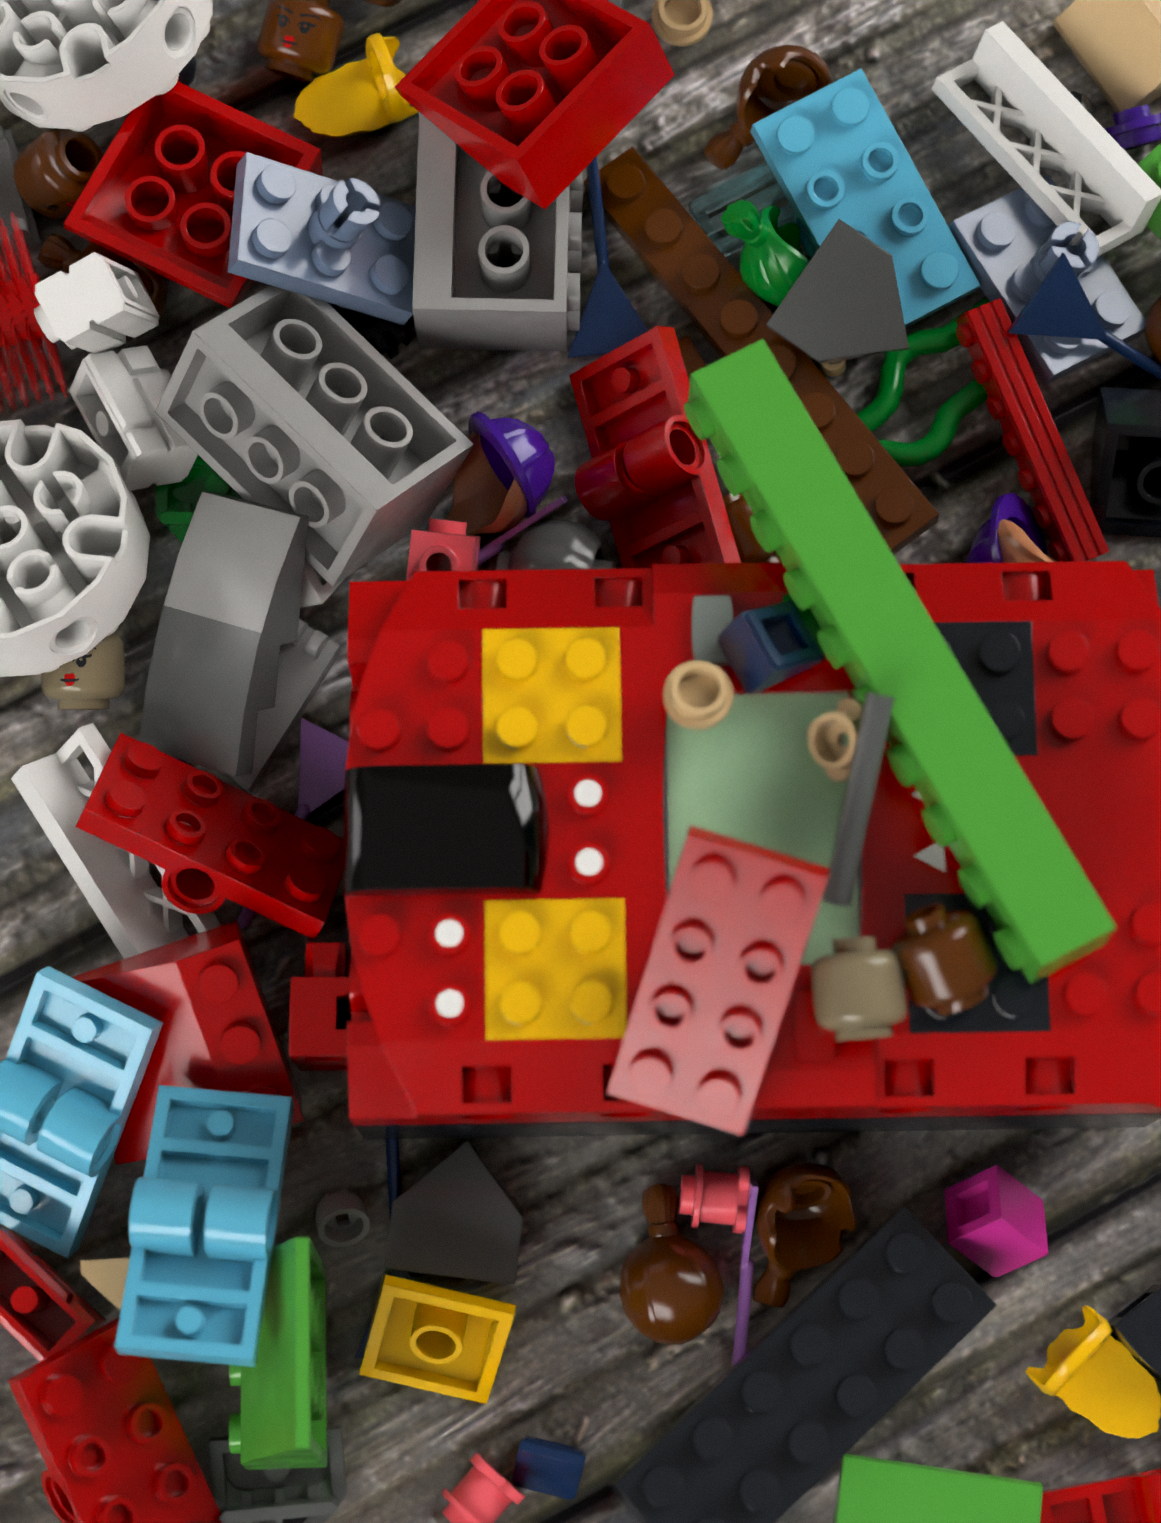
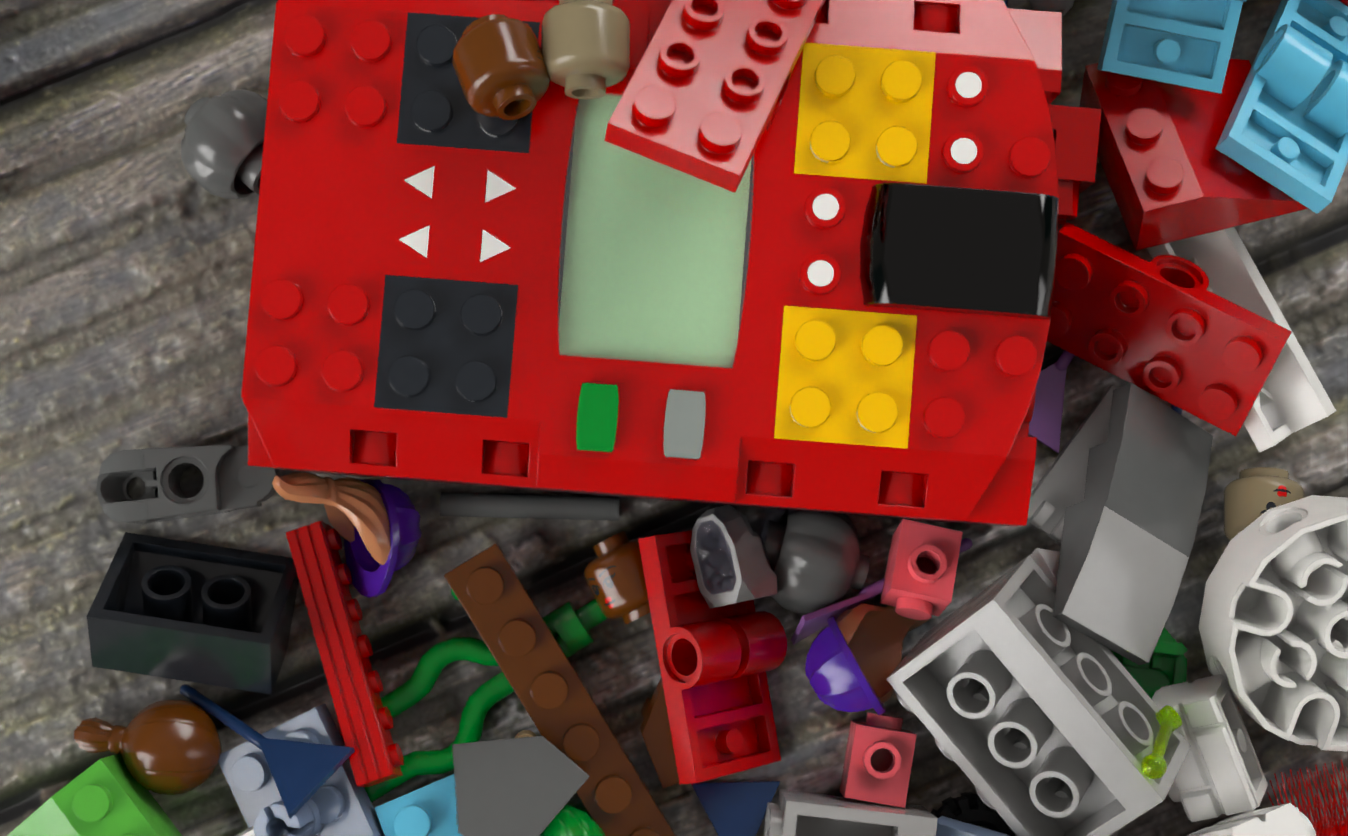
camera: 175 degrees left, 5 degrees up
(180, 430) = (1154, 764): none -> clear neon green hinge
(469, 376) = (878, 760): none -> coral brick
(636, 538) = (730, 559): none -> flat silver rock
(698, 695) = (707, 349): tan plate -> none
(768, 646) = (631, 396): dark blue slope -> none
(826, 738) = (587, 285): tan plate -> none
(858, 798) = (564, 225): dark grey bar -> none
(891, 647) = (512, 366): bright green brick -> none

